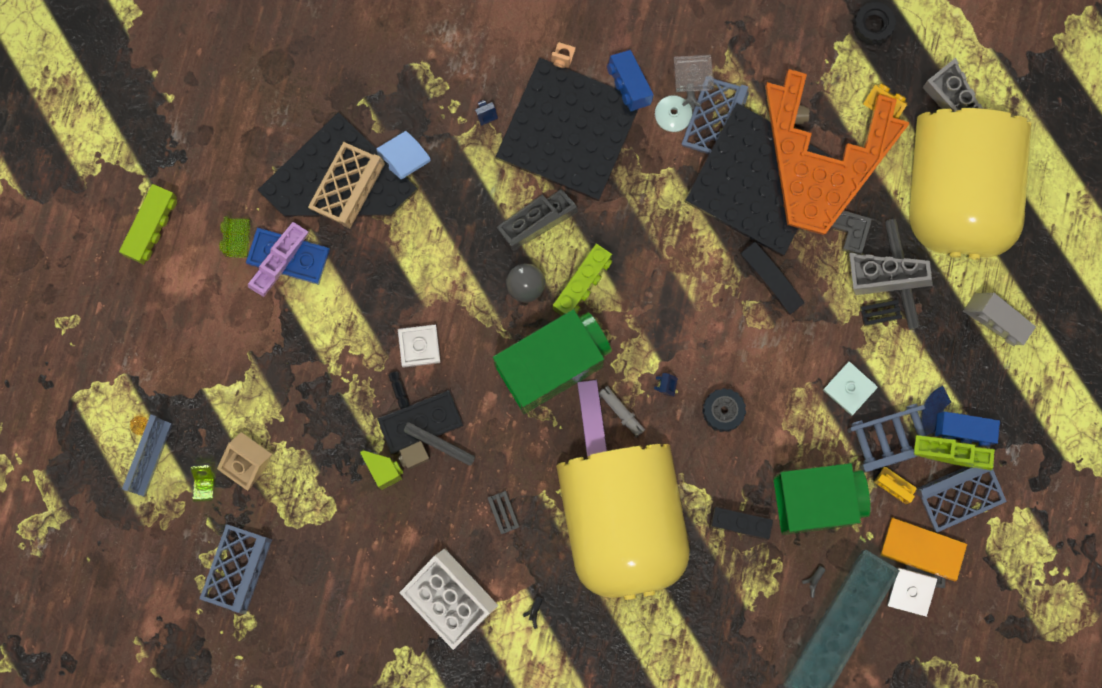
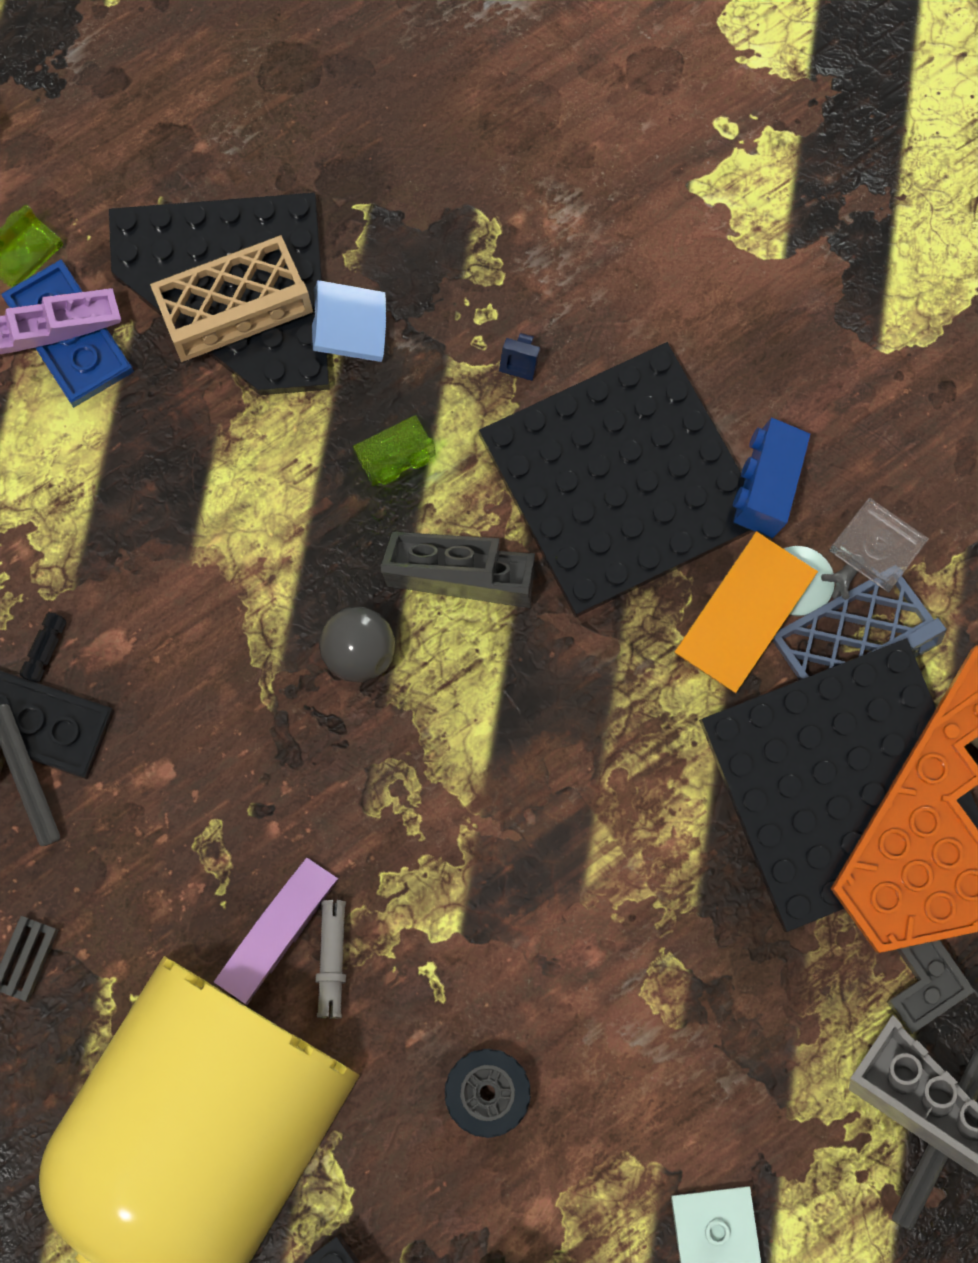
camera: 40 degrees right, 5 degrees down
(419, 346) = (127, 608): white plate -> none
(468, 193) = (395, 451): none -> clear neon green bracket
(552, 359) = (287, 788): green container -> none
(561, 60) = (695, 370): light nougat bracket -> none
(583, 280) = (443, 713): lime brick -> none
(665, 143) = (746, 612): none -> light orange tile
(667, 385) = (435, 977): dark blue tile -> none
(772, 278) = (737, 951): black slope -> none
(881, 305) = (897, 1170): black tile -> none

